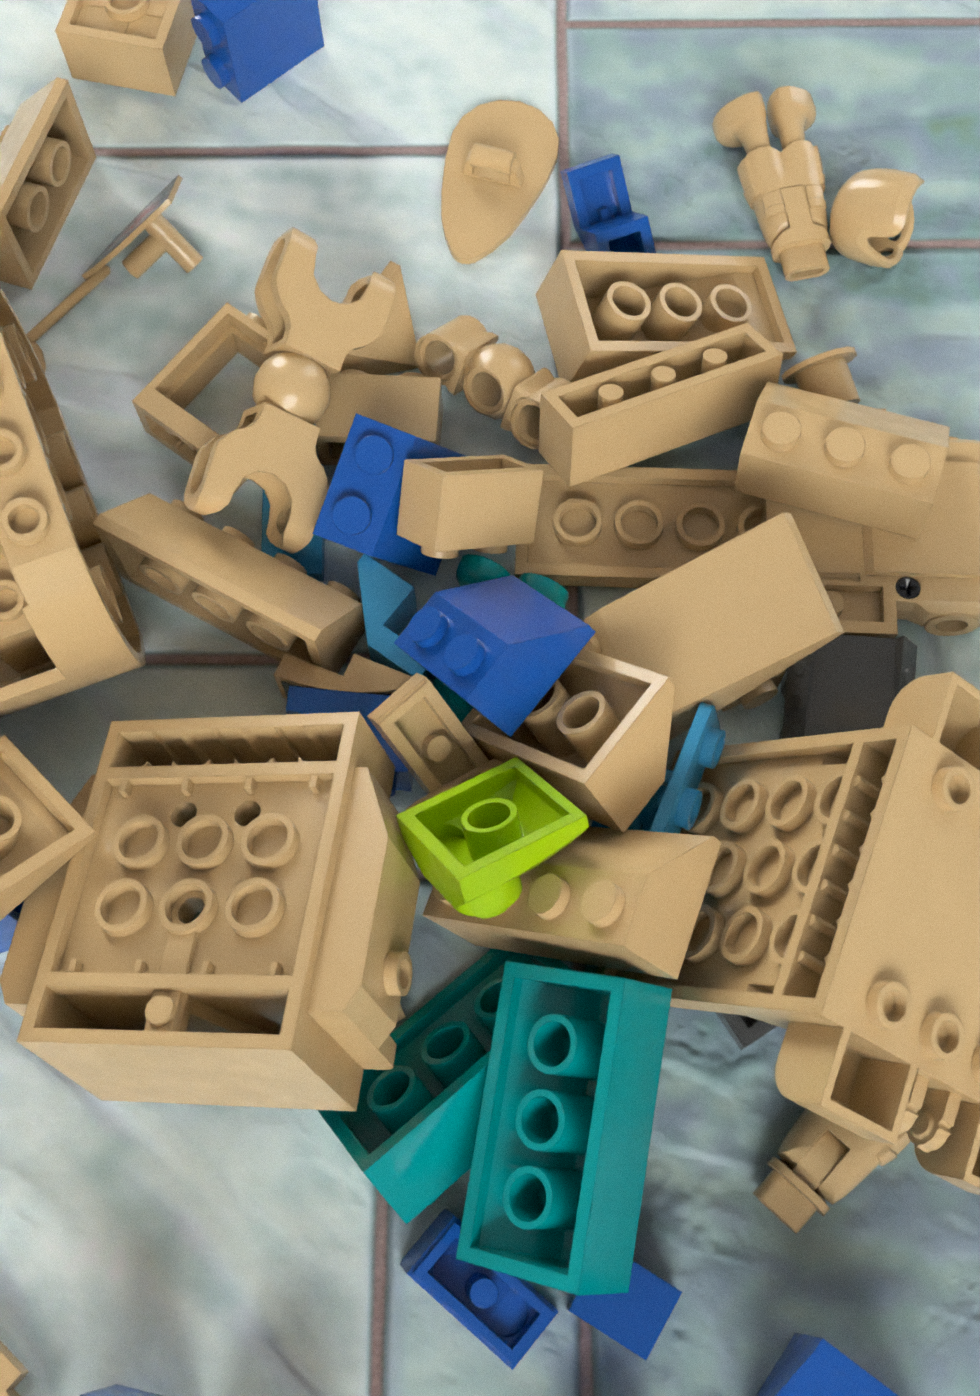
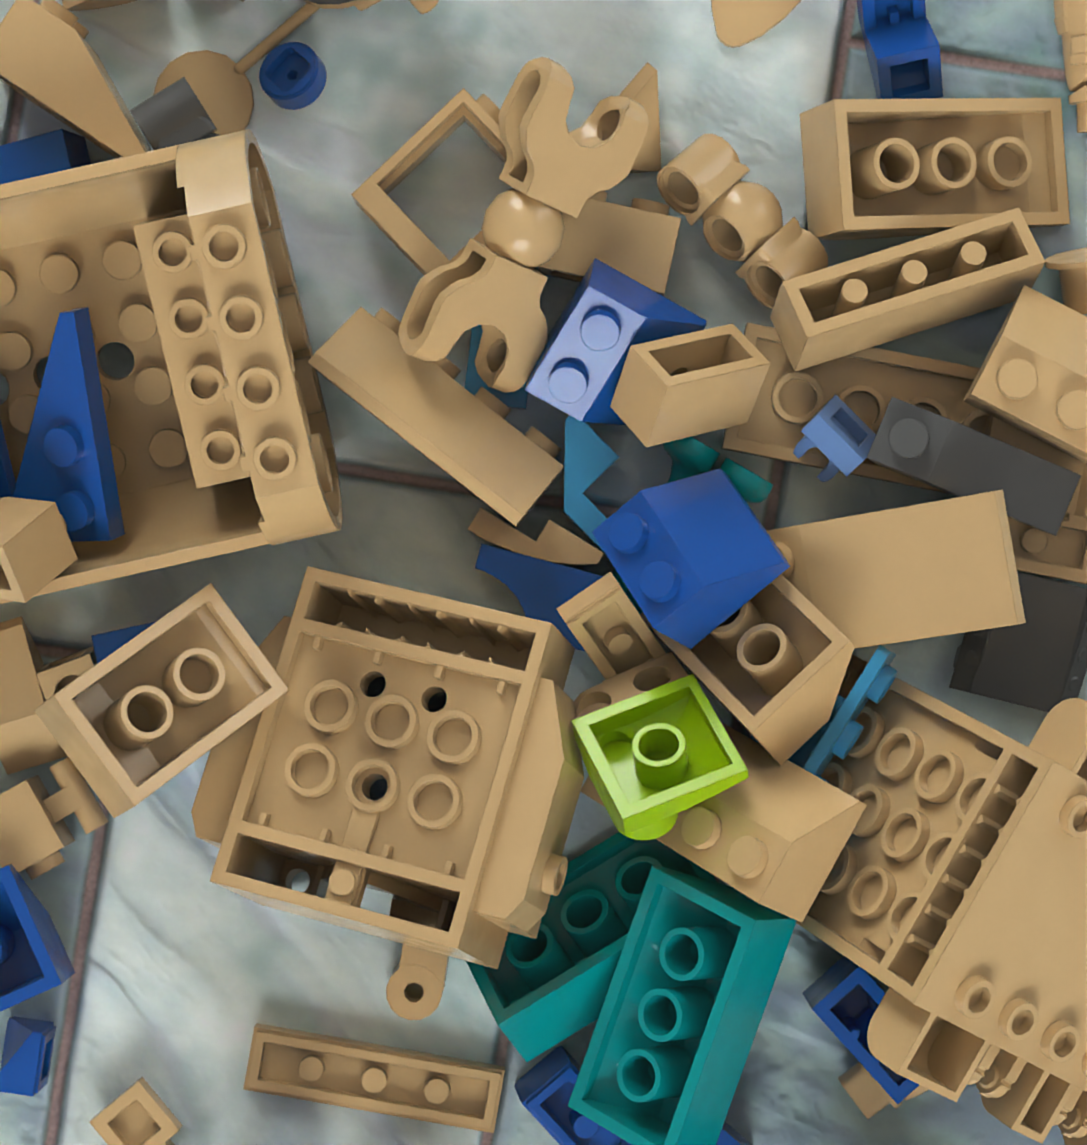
camera: 10 degrees right, 20 degrees up
(76, 330) = (293, 75): none -> blue tile
(241, 1279) = (374, 1078): none -> tan tile
(279, 1150) = (421, 974): none -> tan leg
(621, 535) = (838, 436): none -> medium blue tile
(706, 514) = (972, 463): none -> dark grey slope
(760, 1117) = (846, 1002): none -> blue arch

